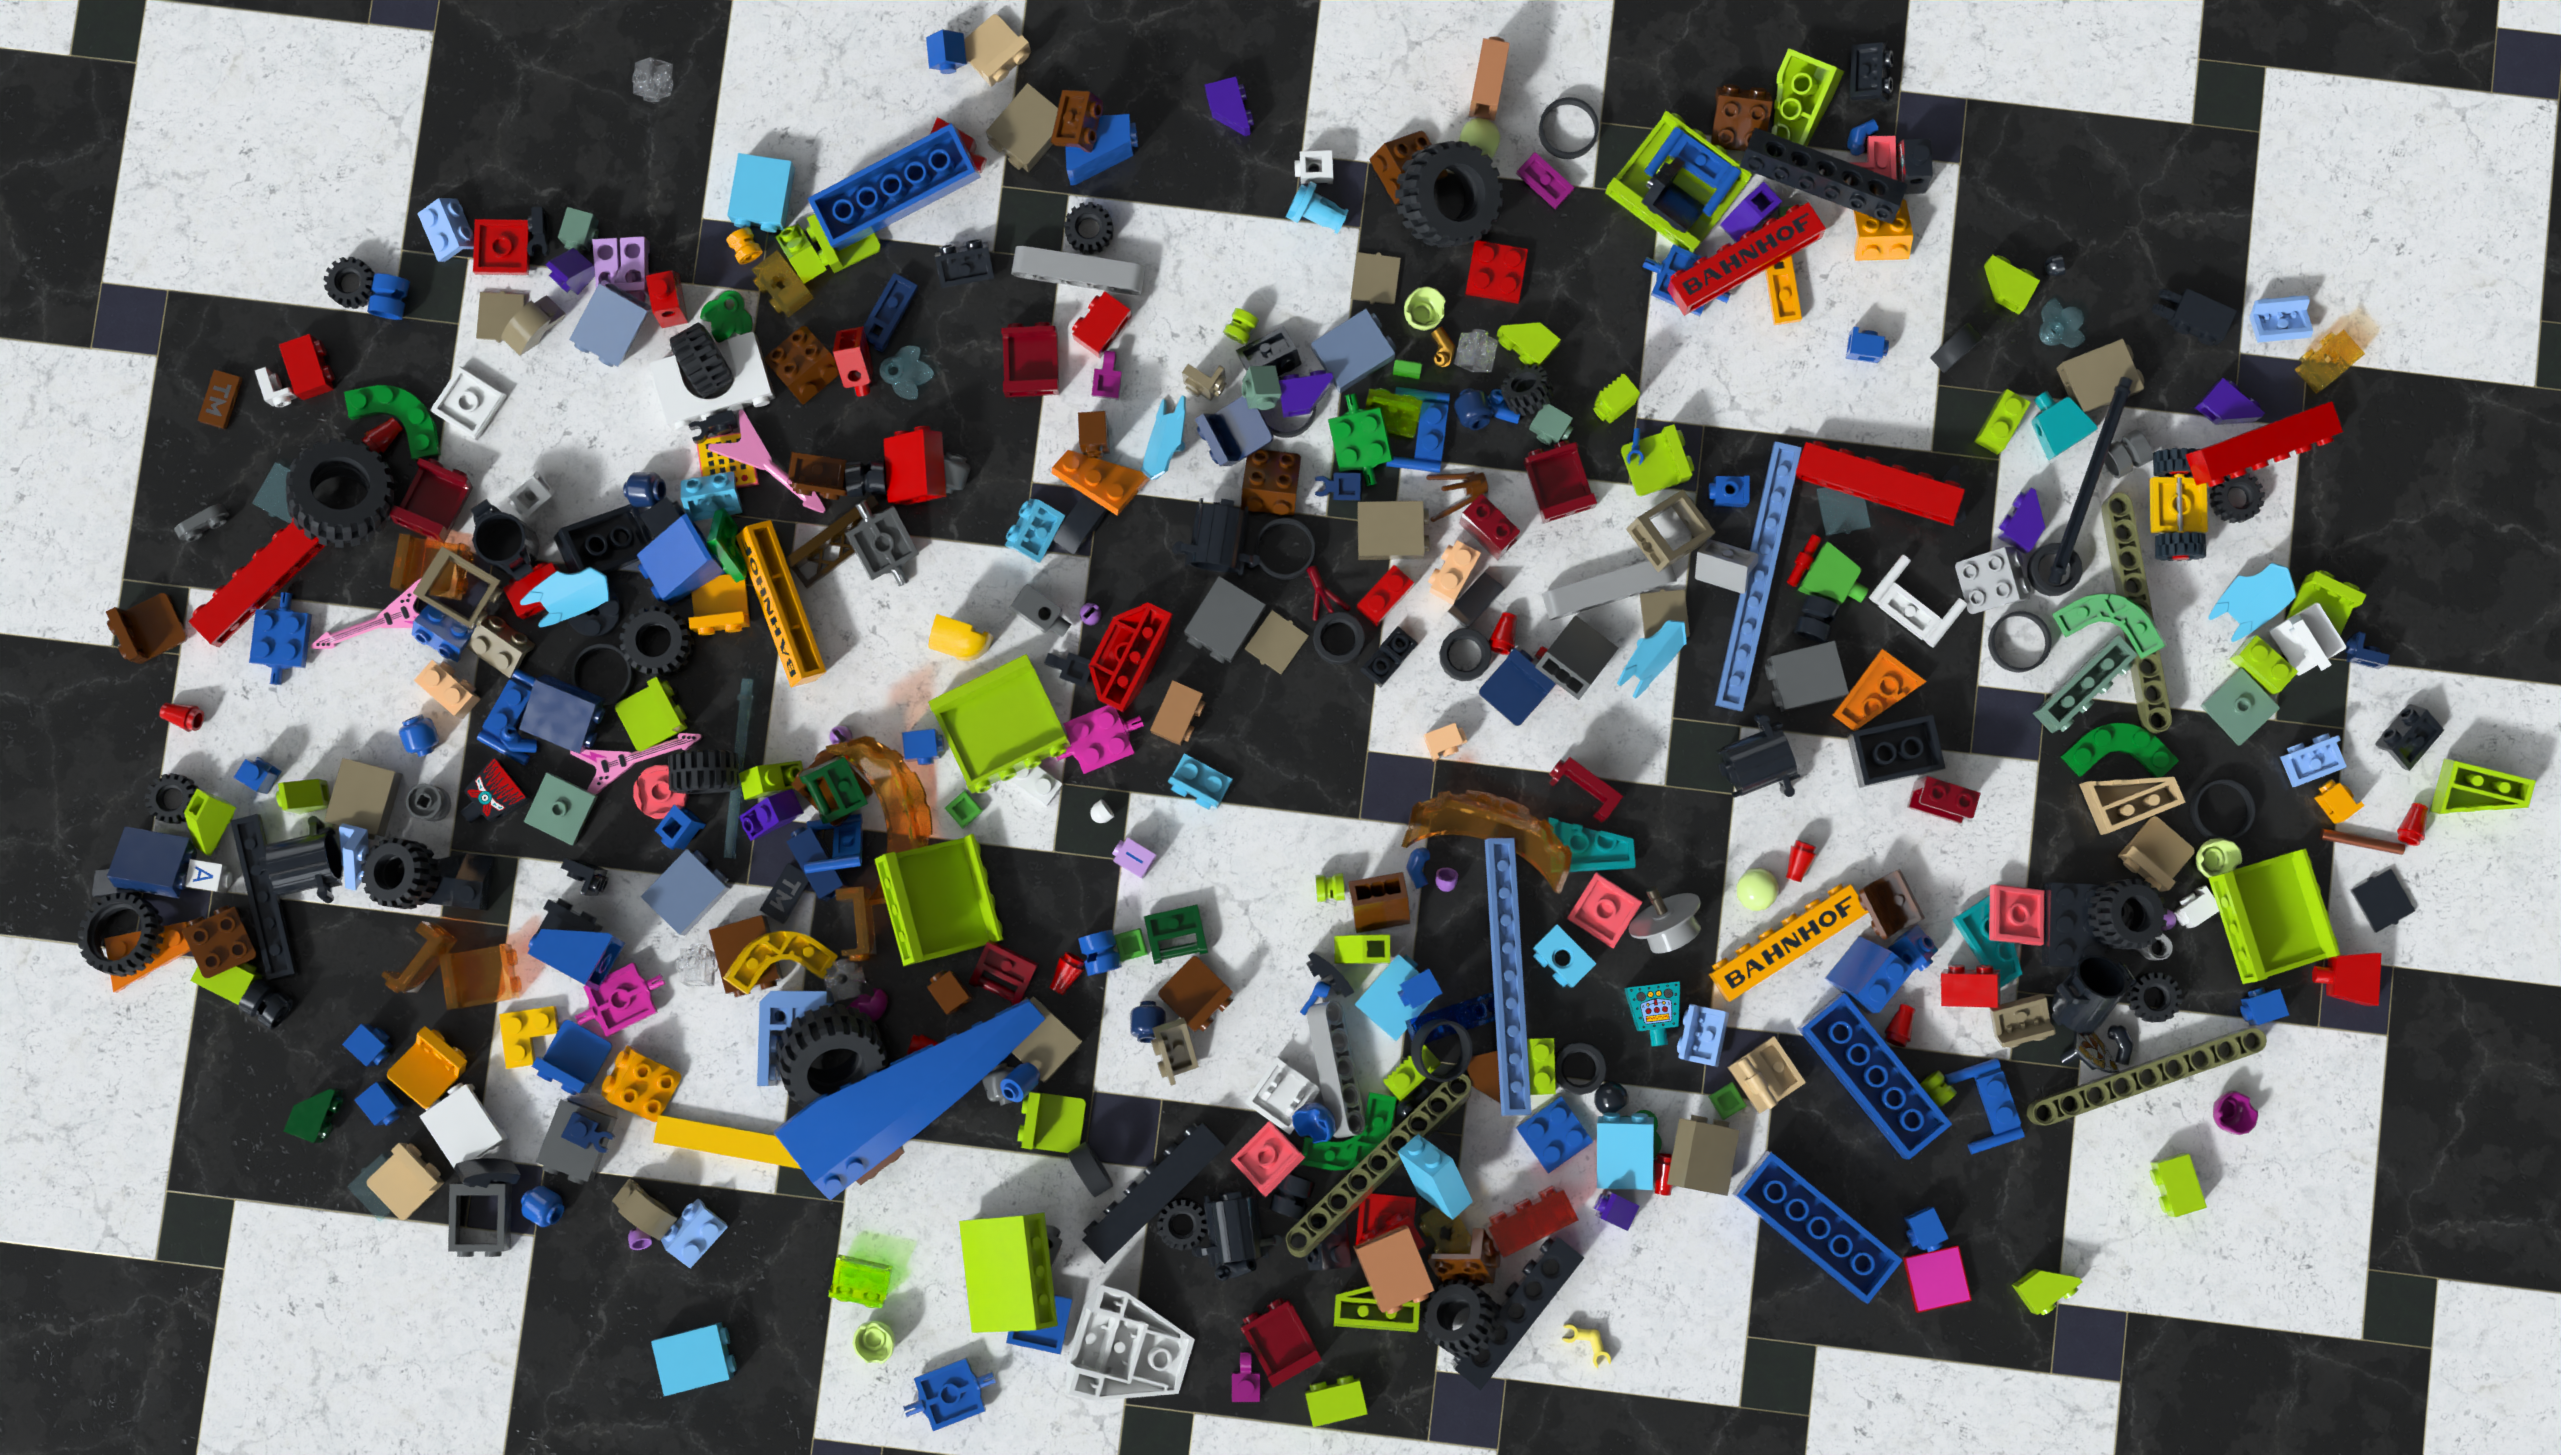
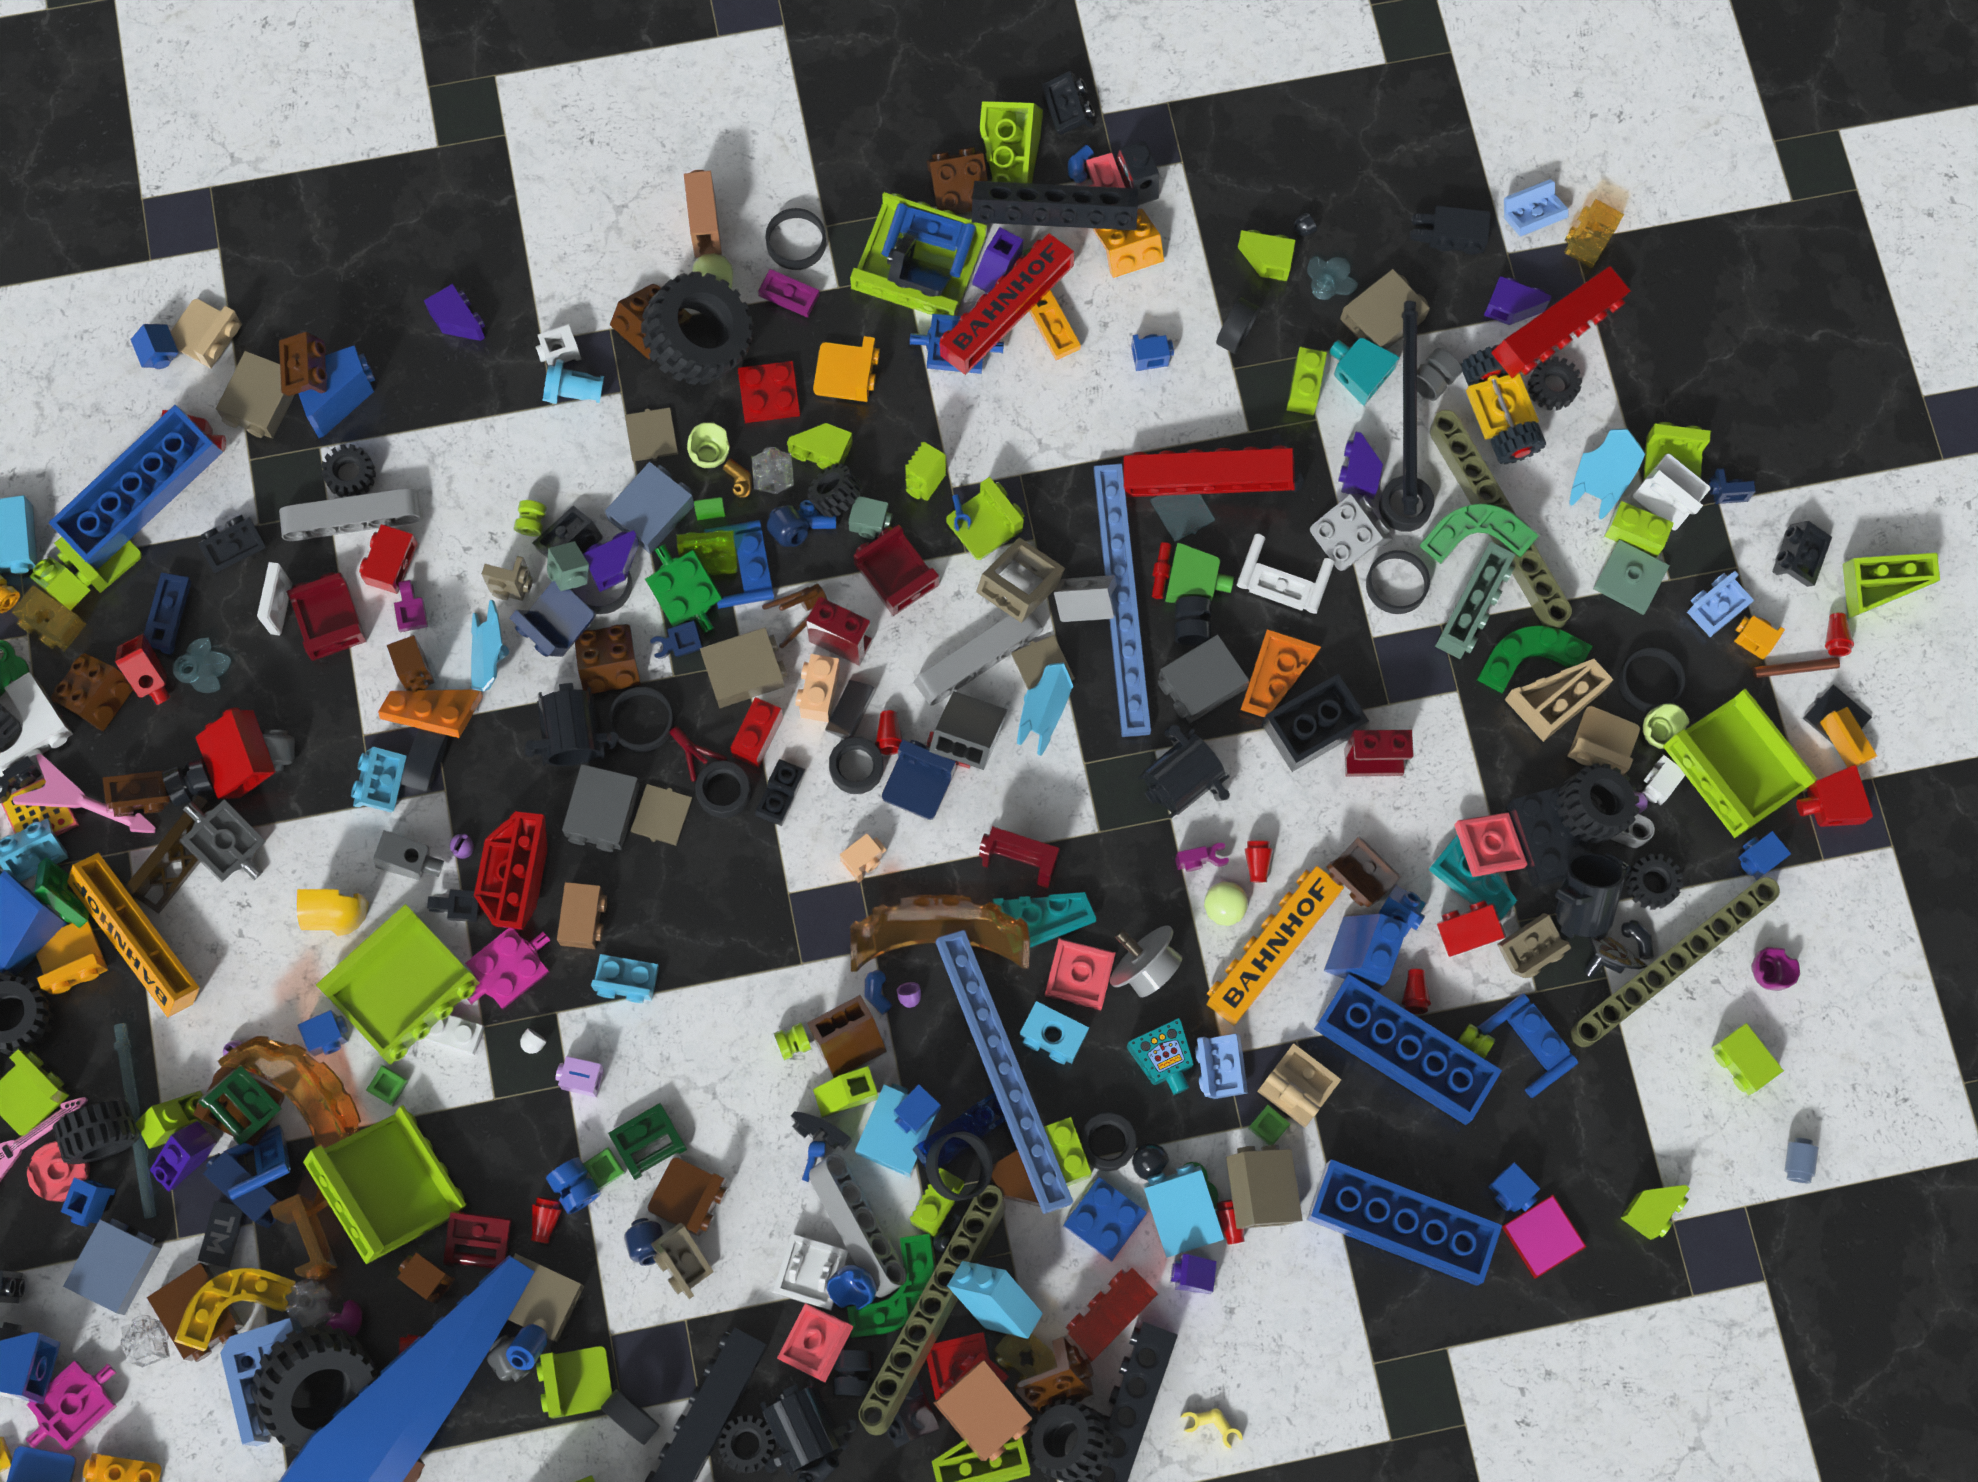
camera: 25 degrees left, 10 degrees down
(989, 332) = (274, 599): none -> white tile
(1574, 274) = (846, 370): none -> light orange bracket
(1741, 493) = (1064, 536): blue brick -> none
(1742, 840) = (1195, 858): none -> magenta plate
(2192, 1290) = (1801, 1160): none -> sand blue brick
(2385, 924) = (1848, 738): none -> light orange panel

